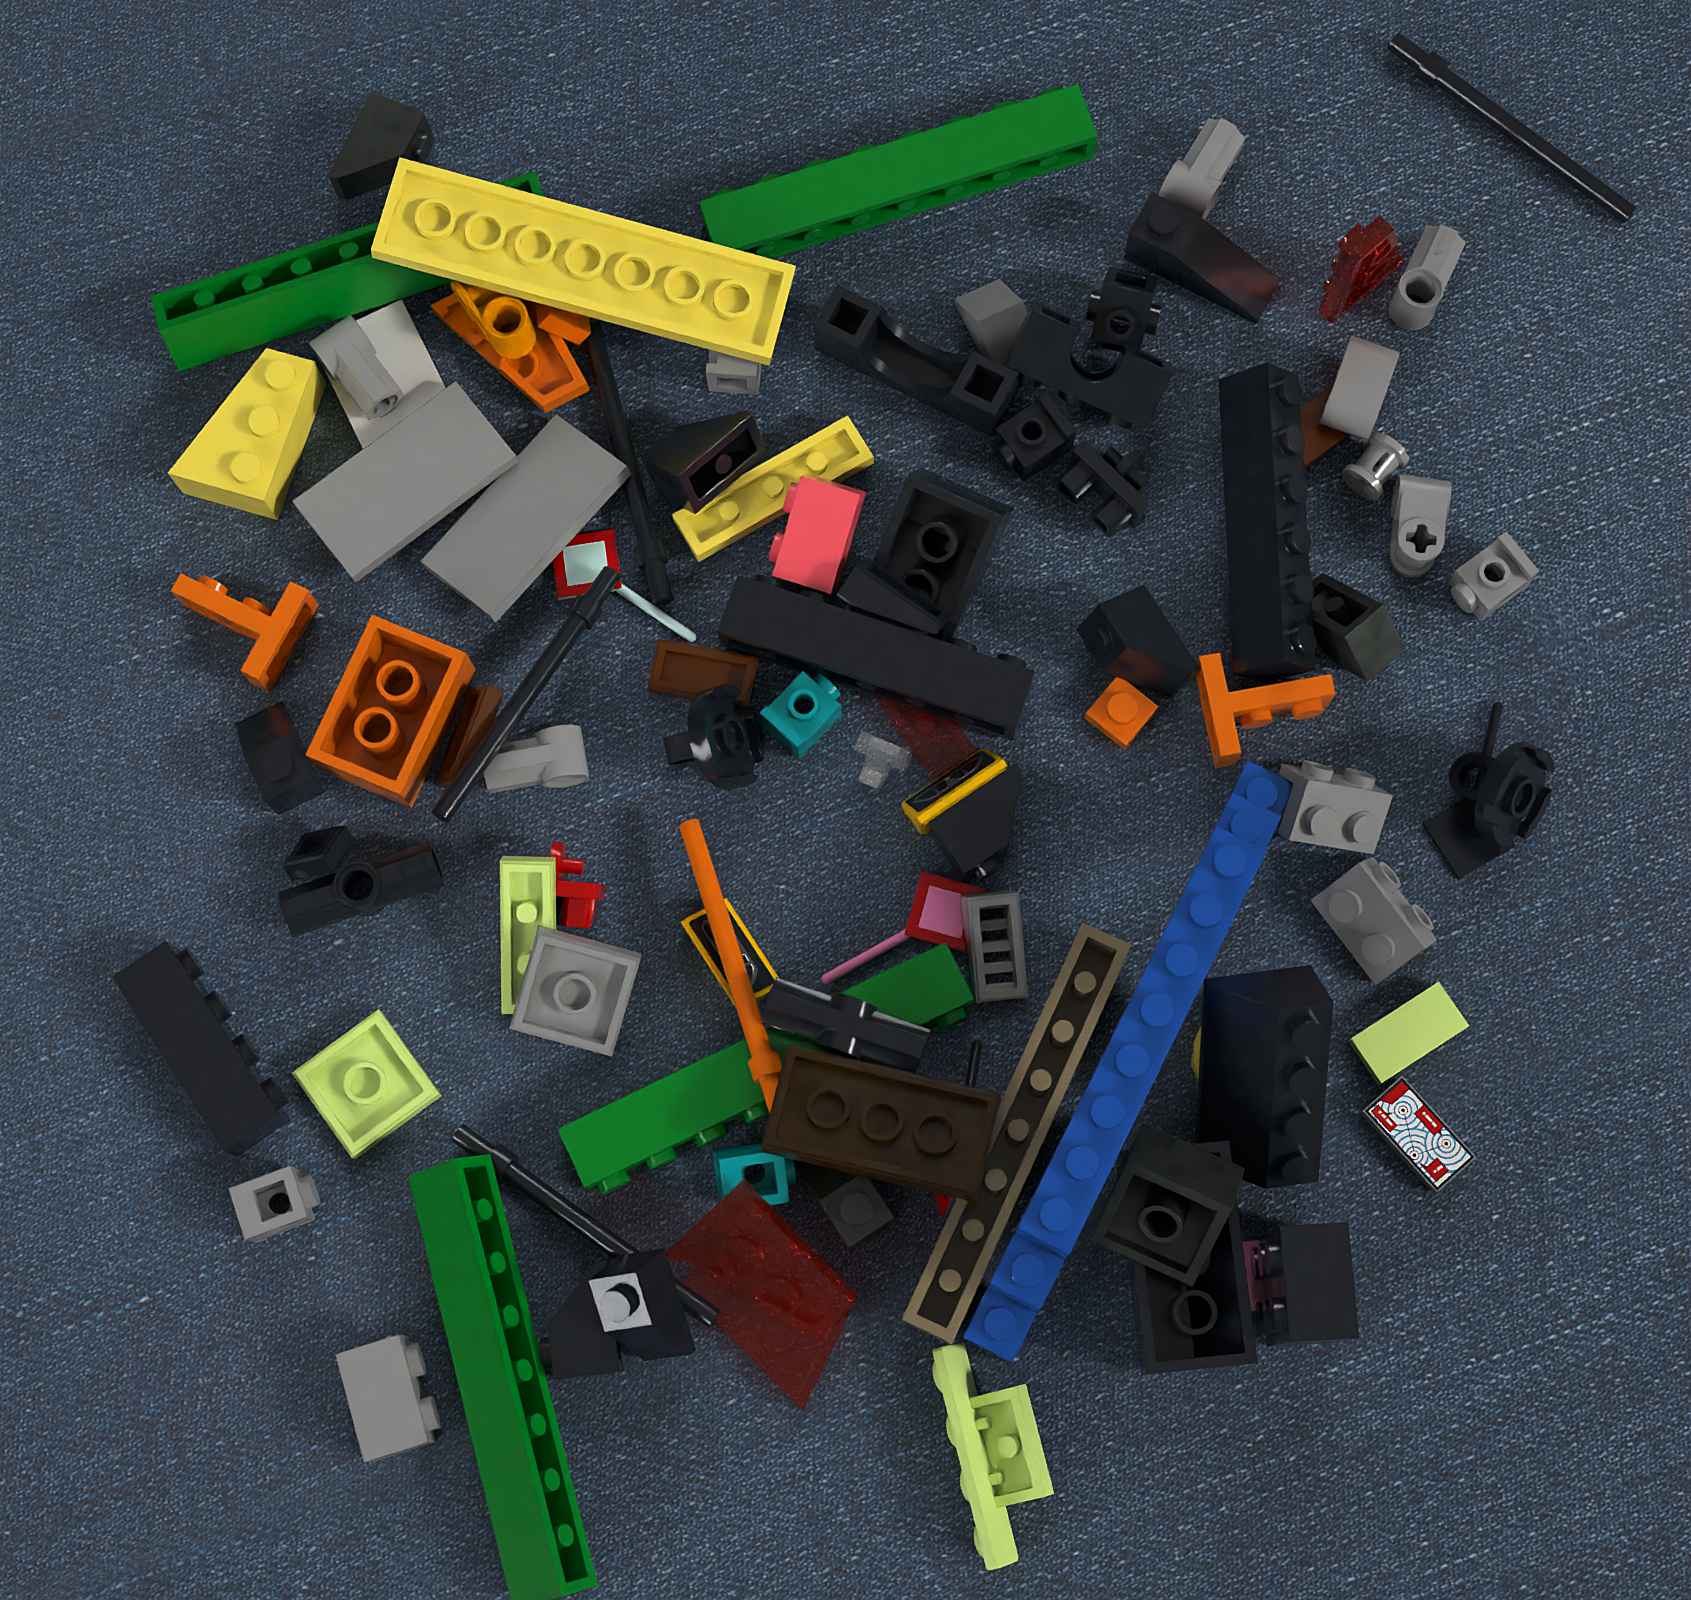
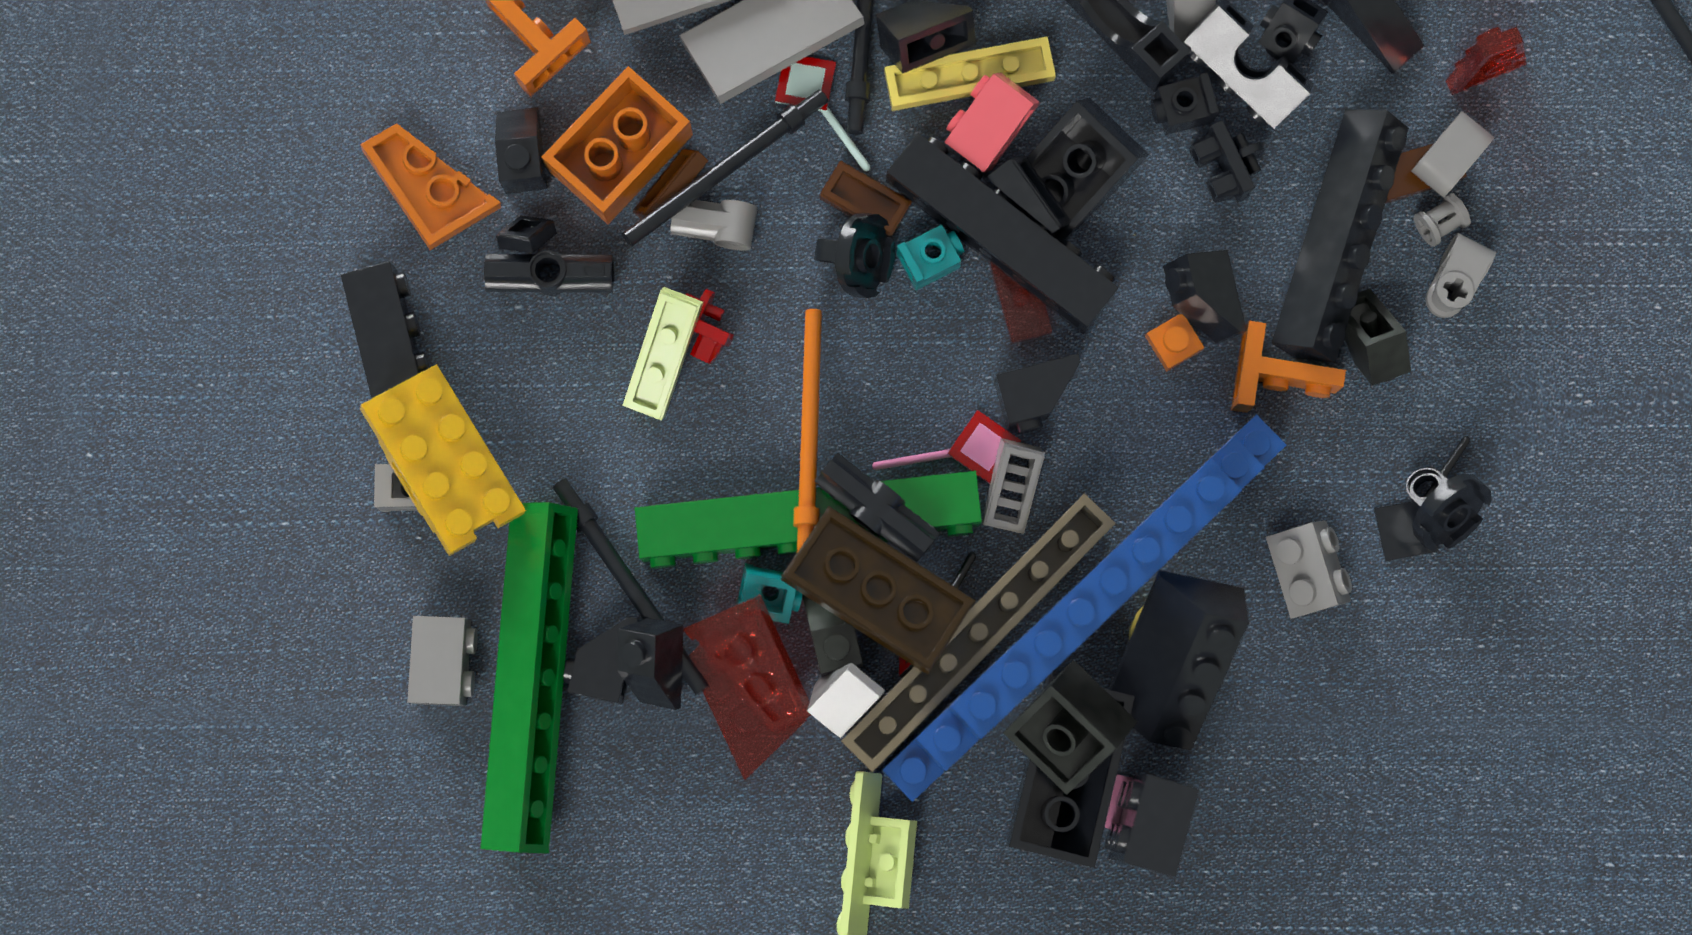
camera: 15 degrees right, 5 degrees up
(183, 842) = (425, 187): none -> orange wing
(306, 1153) = (441, 459): none -> yellow piece
(366, 1084) = (510, 418): yellowish green tile -> none
(575, 990) = (683, 408): light grey tile -> none
(758, 968) = (827, 438): slope -> none
(880, 758) = (977, 312): clear tile -> none
(886, 1267) = (843, 698): none -> slope
(952, 788) = (1024, 354): slope -> none
(1333, 807) = (1309, 473): light grey bracket -> none
(1408, 1033) = (1302, 664): yellowish green tile -> none
(1418, 1135) = (1280, 742): tile -> none
(1426, 277) = (1539, 84): light grey piece -> none
(1509, 567) = (1515, 333): light grey brick -> none

